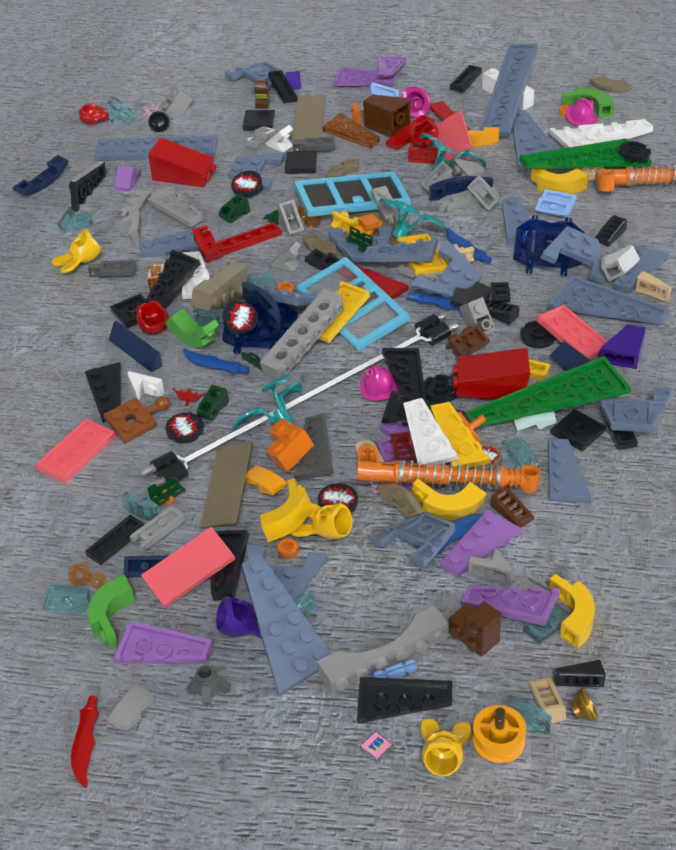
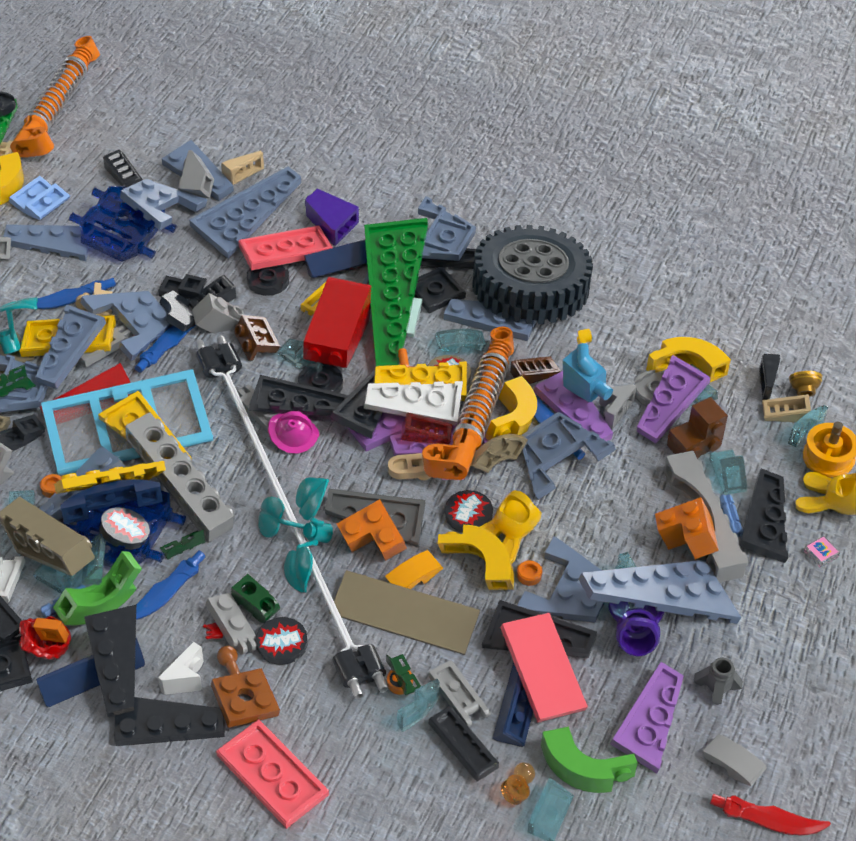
camera: 80 degrees left, 5 degrees up
(137, 347) = (114, 653): none -> black wing
(151, 313) = (51, 630): none -> orange tile
(189, 398) = (232, 622): none -> light grey hinge
(274, 292) = (72, 482): none -> yellow wing
(351, 632) = (688, 525): none -> orange brick
(447, 662) = (729, 471): none -> clear light blue slope
(493, 523) = (583, 374): none -> dark azure torso
(615, 476) = (532, 274): none -> black wheel

